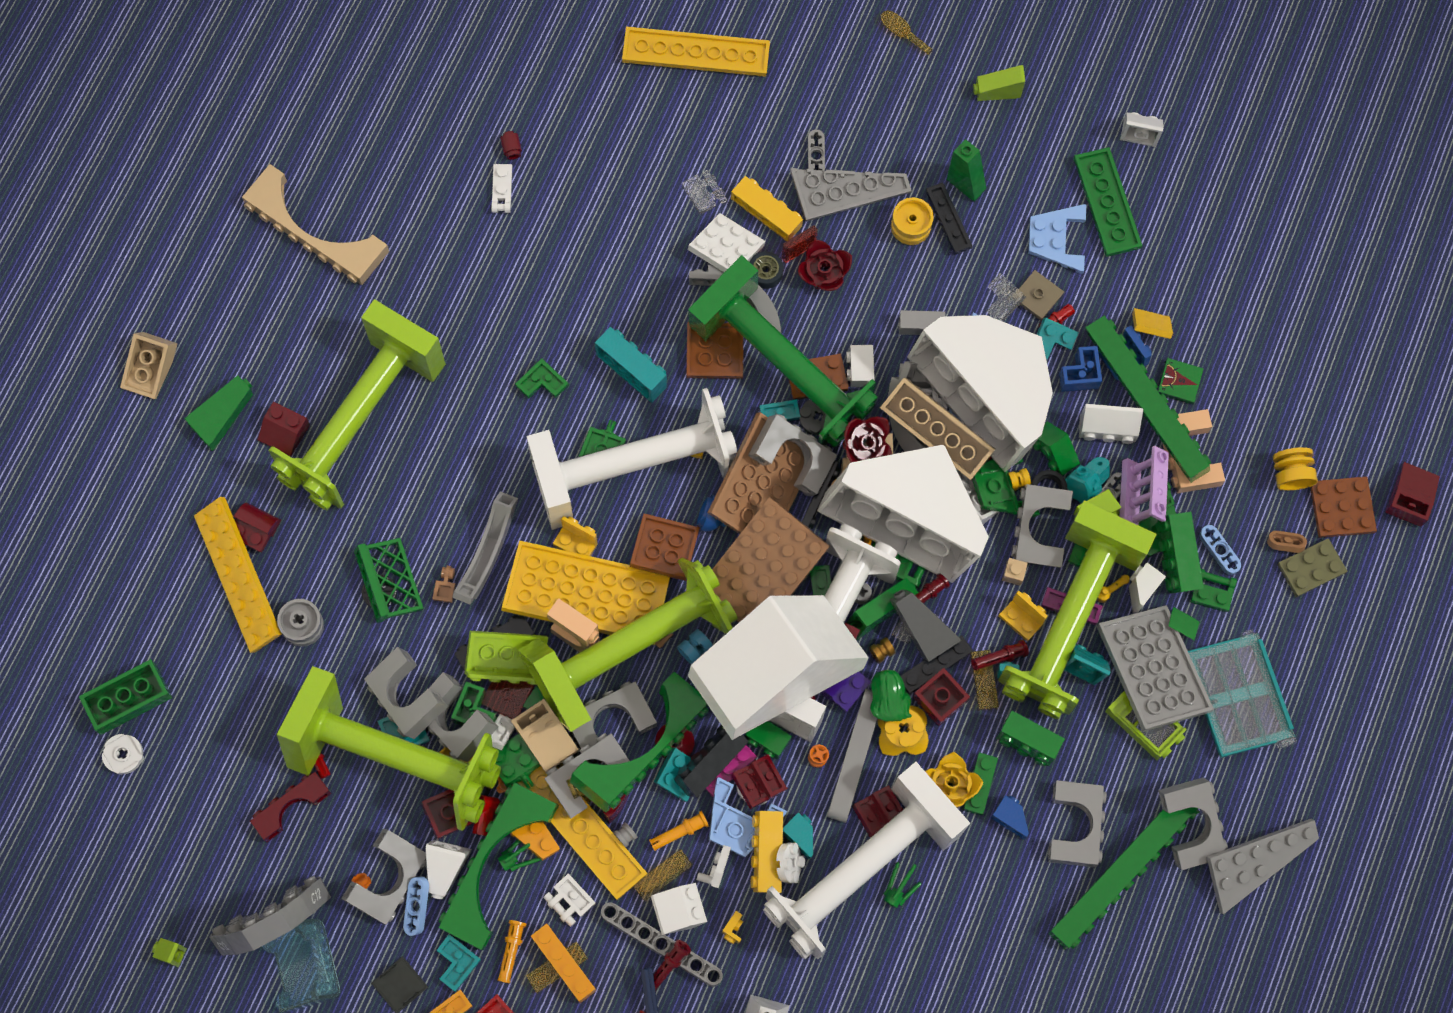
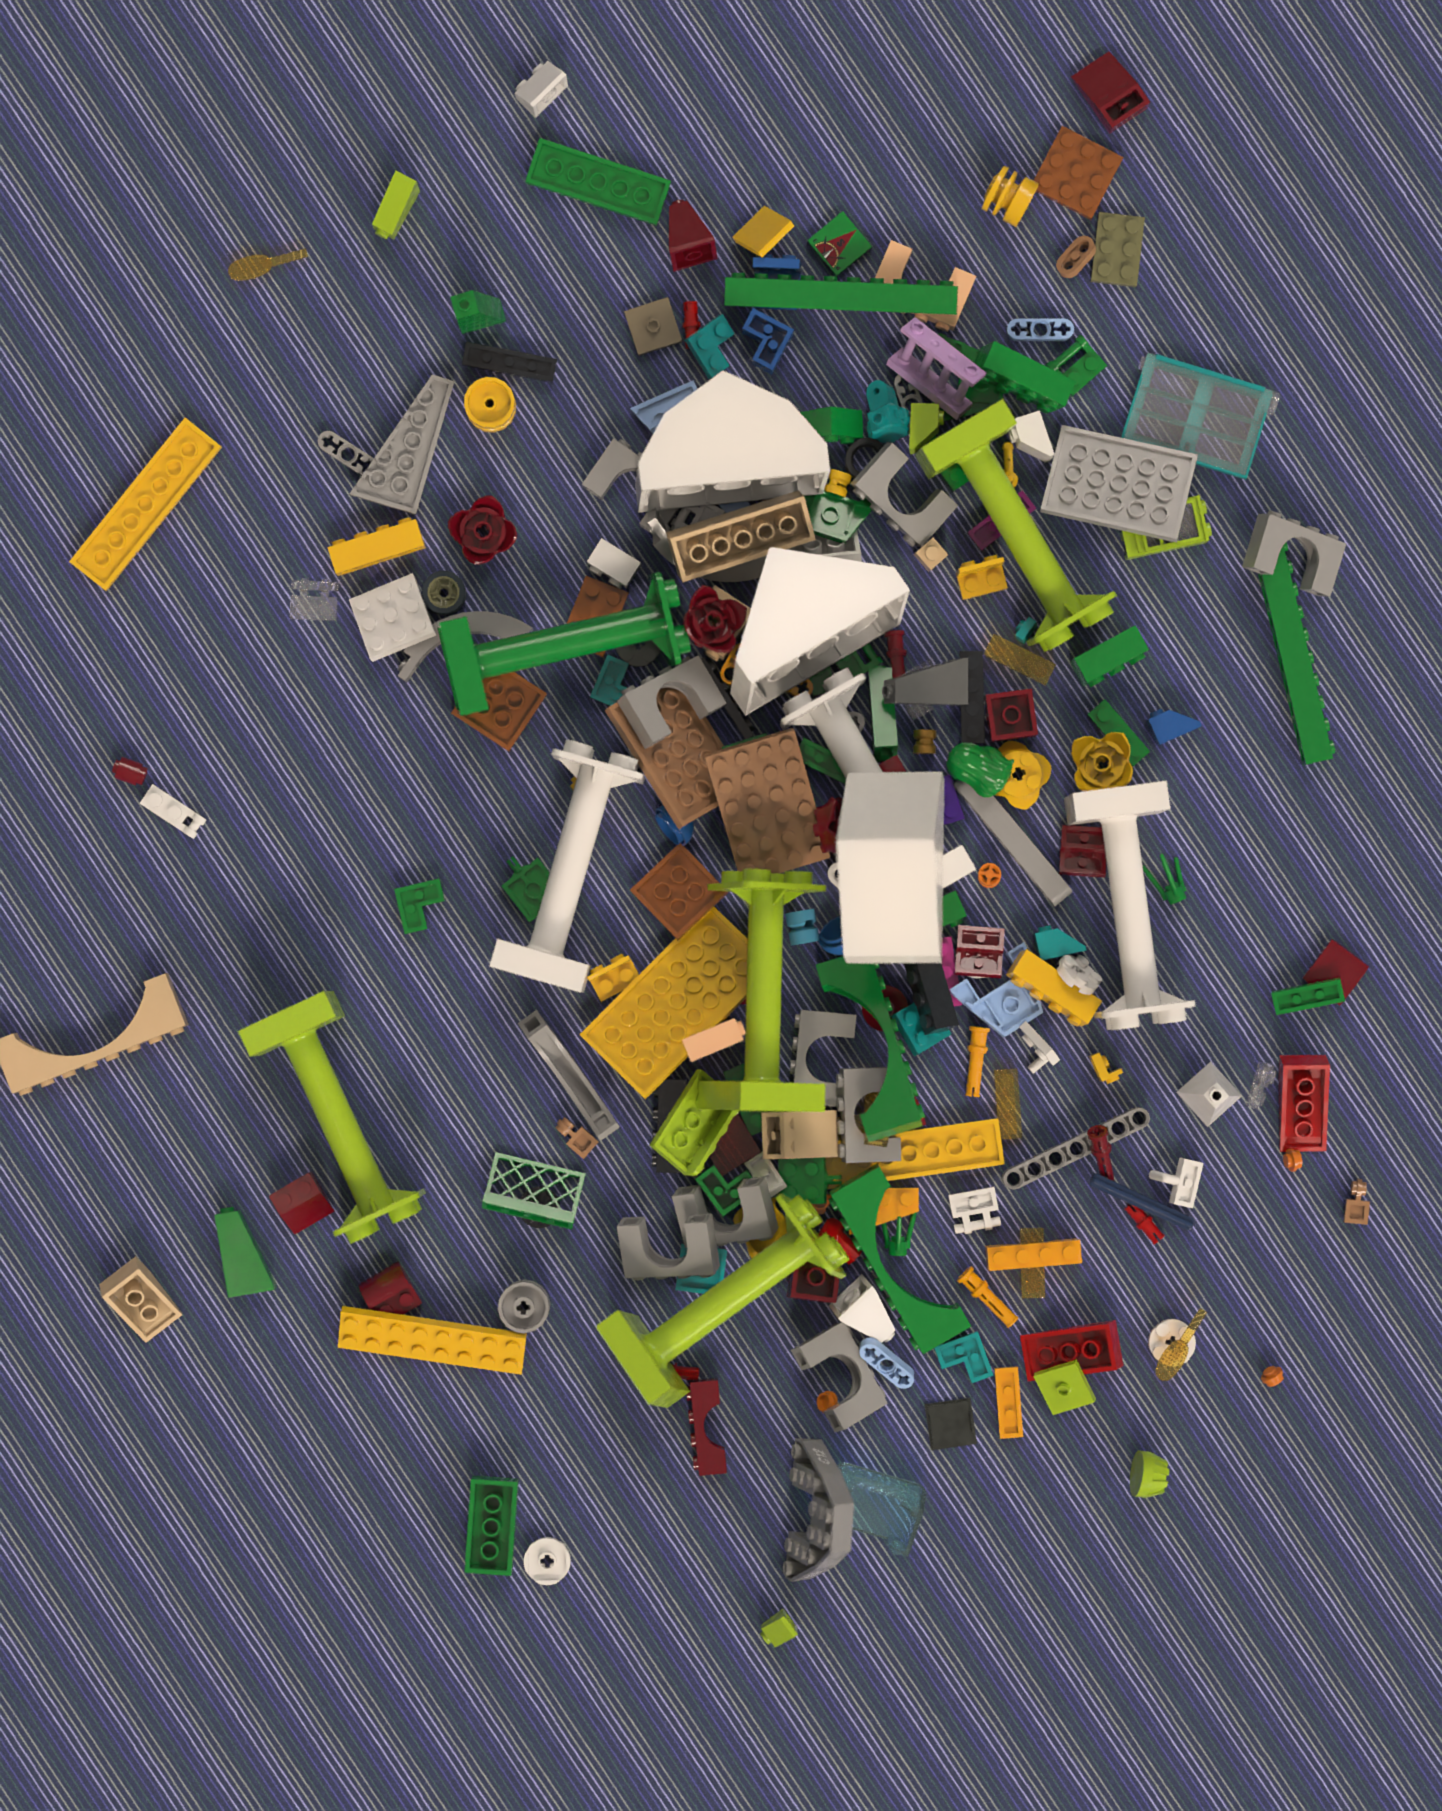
camera: 55 degrees left, 15 degrees up
(625, 834) = (946, 1115): light grey wheel -> none
(631, 364) = (462, 802): teal brick -> none
(679, 909) = (1054, 1110): white slope -> none
(798, 244) = (440, 540): clear red plate -> none
(1007, 653) = (1008, 619): dark red pin -> none
(1008, 300) = (640, 361): clear plate -> none
(1048, 236) = (595, 269): light blue wing -> none
(1087, 666) = (1075, 545): teal slope -> none
(1090, 800) = (1250, 673): light grey arch -> none
(1110, 423) = (842, 351): white slope -> none
(1111, 279) = (688, 237): none -> dark red slope
(1183, 623) = (1091, 420): green sticker -> none
(1248, 865) = (1366, 525): light grey wing -> none

